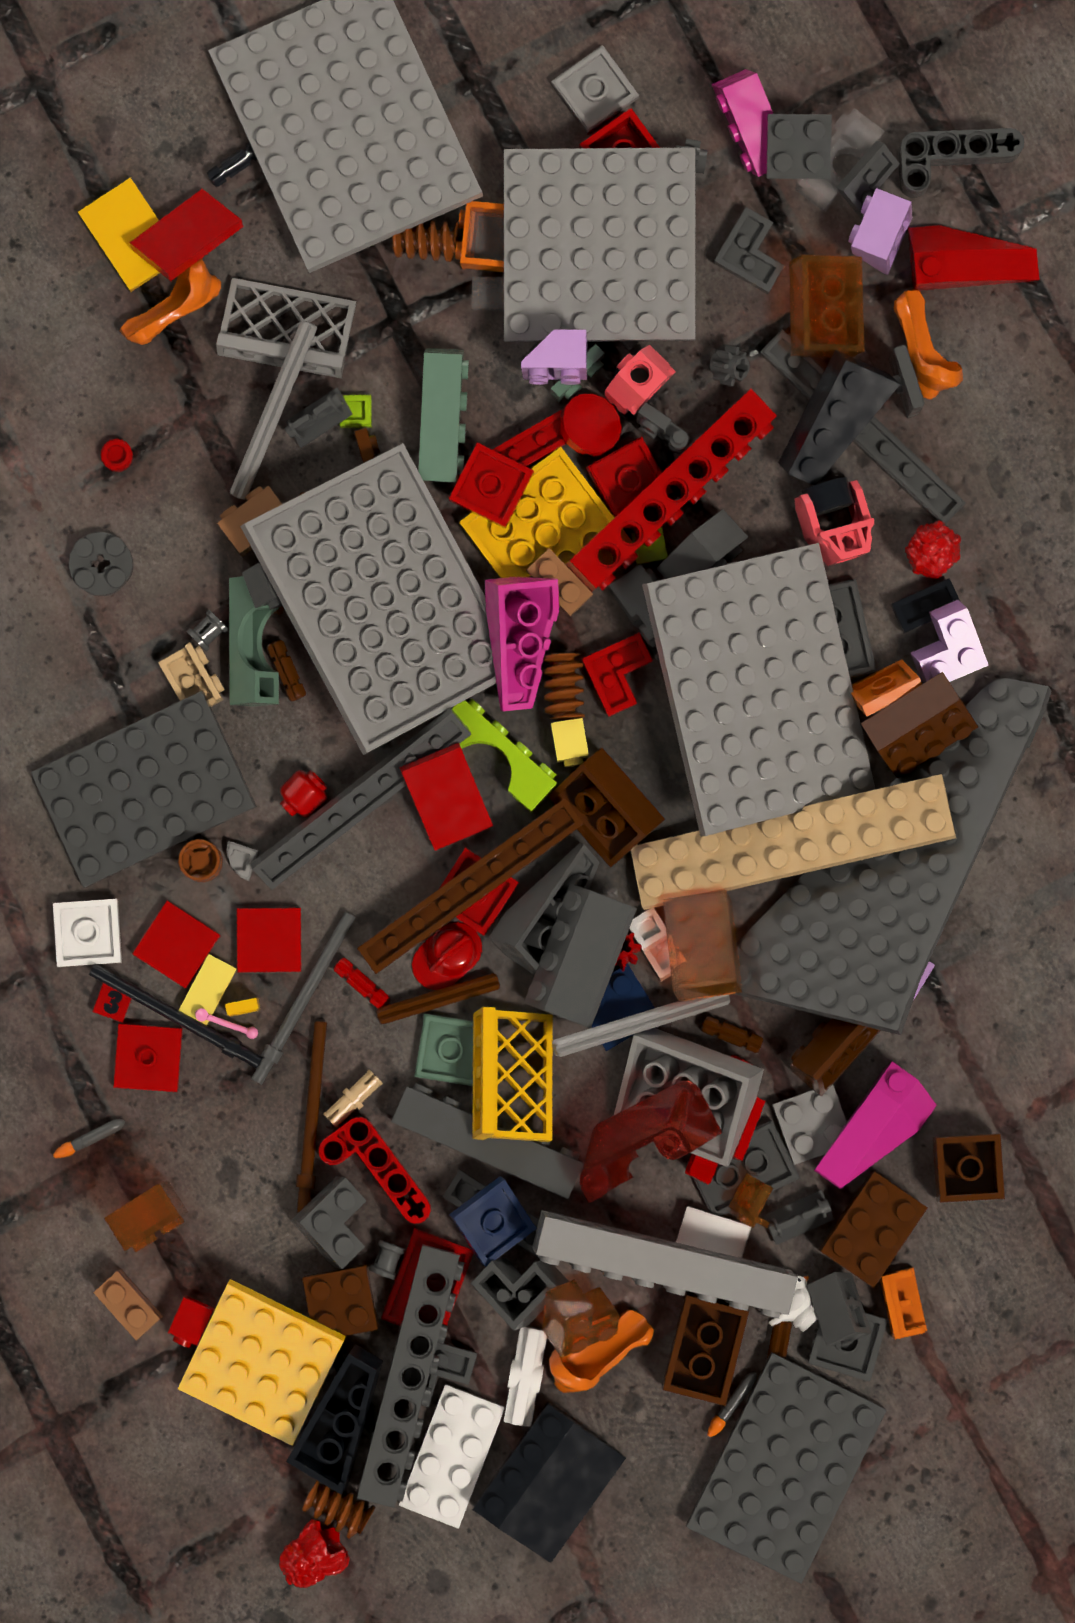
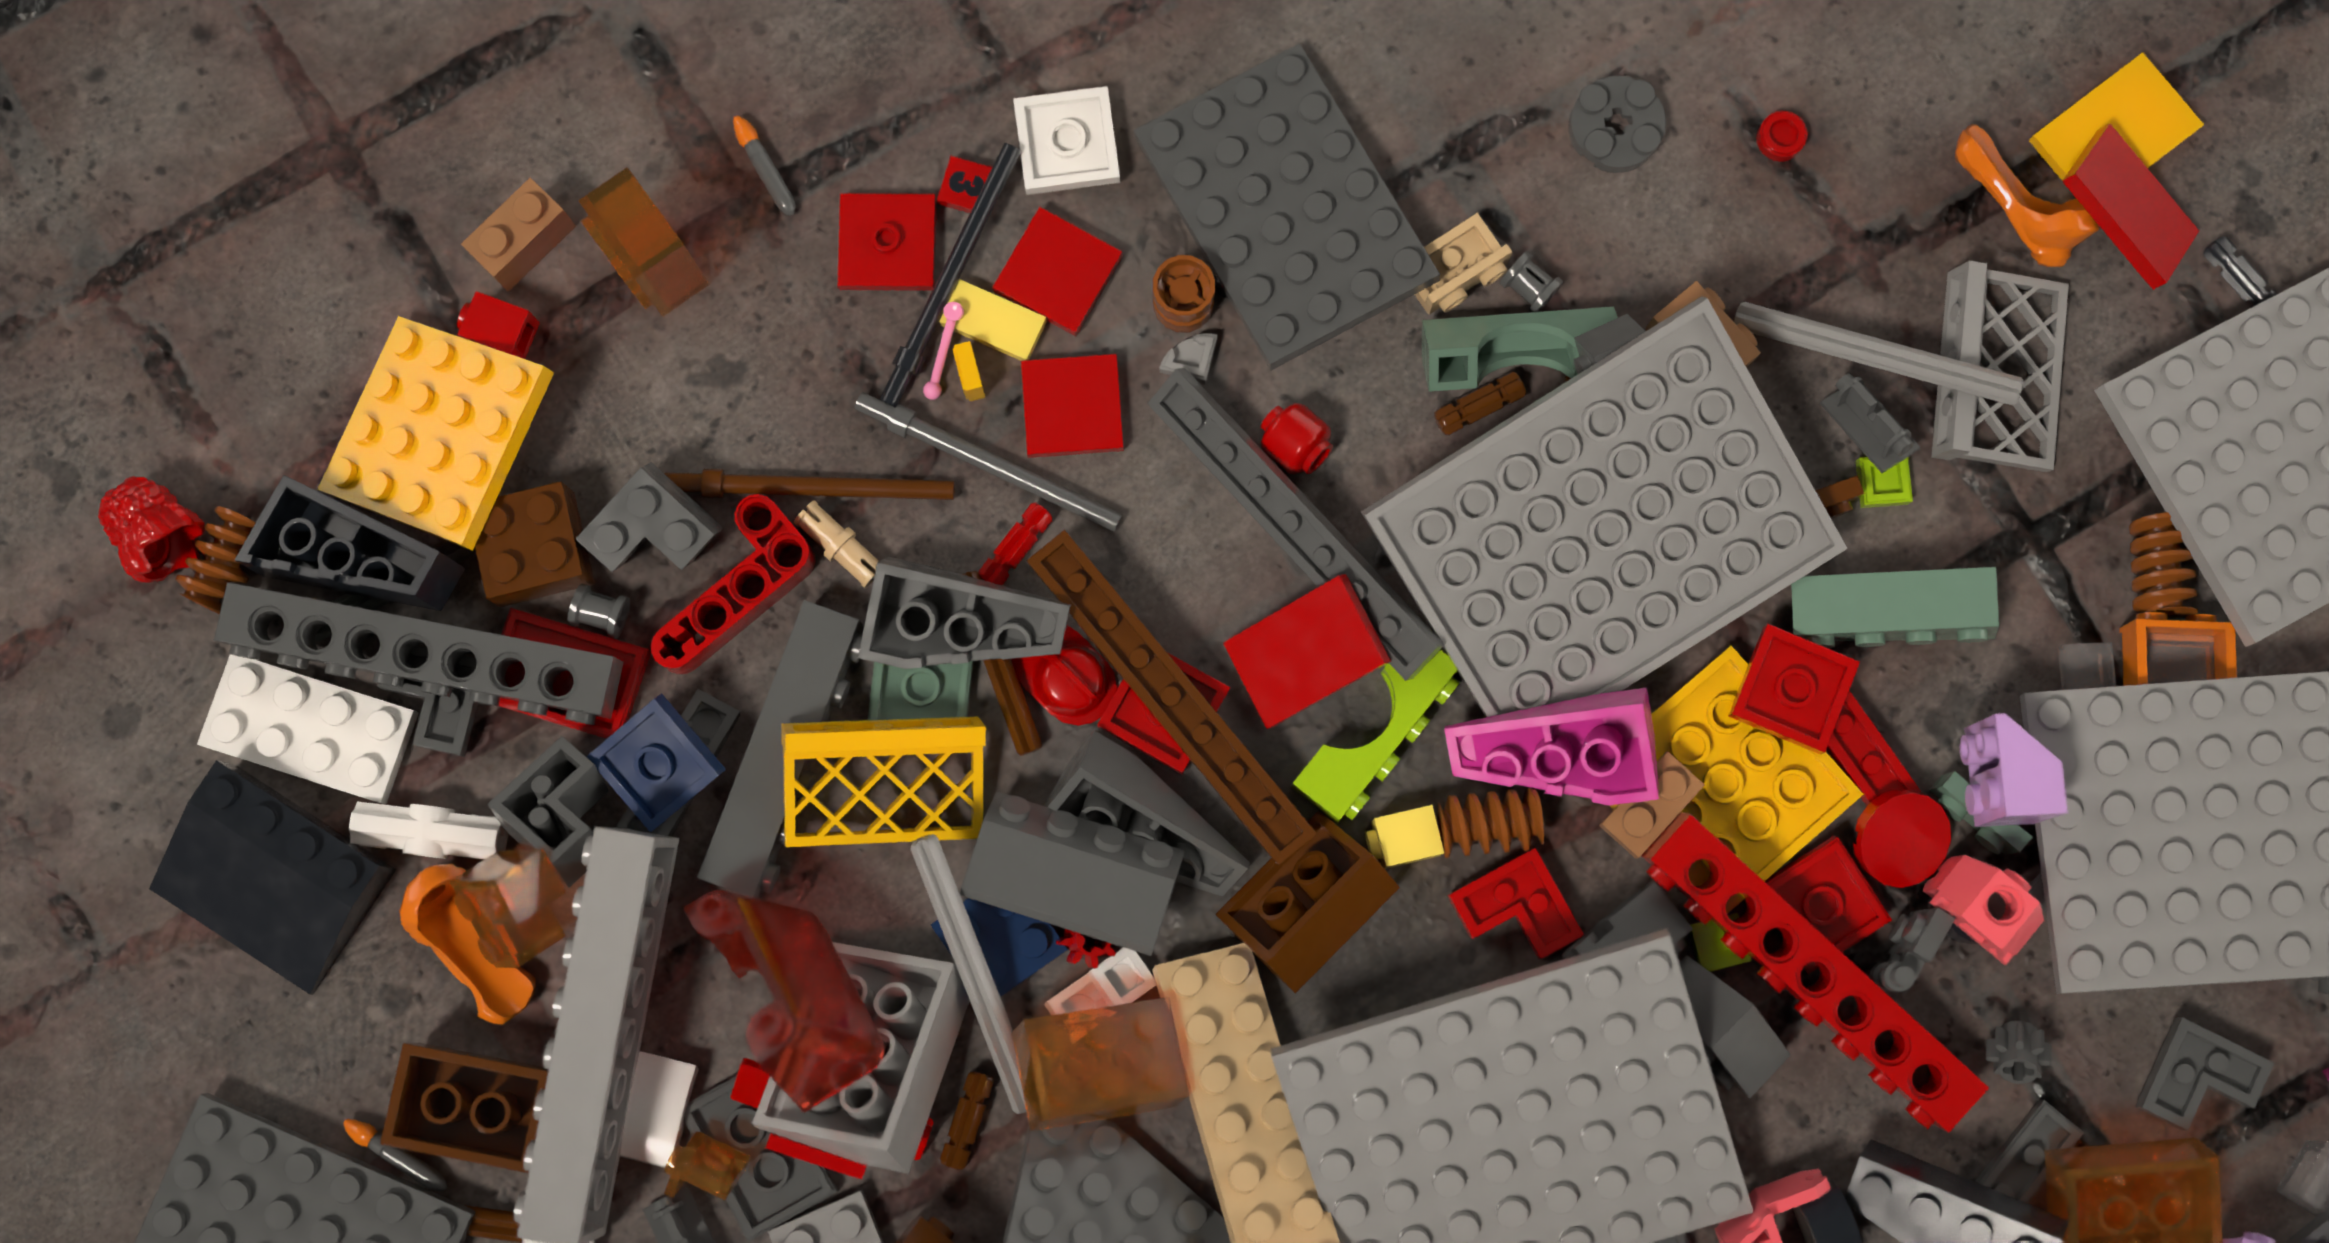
camera: 90 degrees right, 5 degrees down
(409, 1025) = (943, 617): none -> dark grey wedge

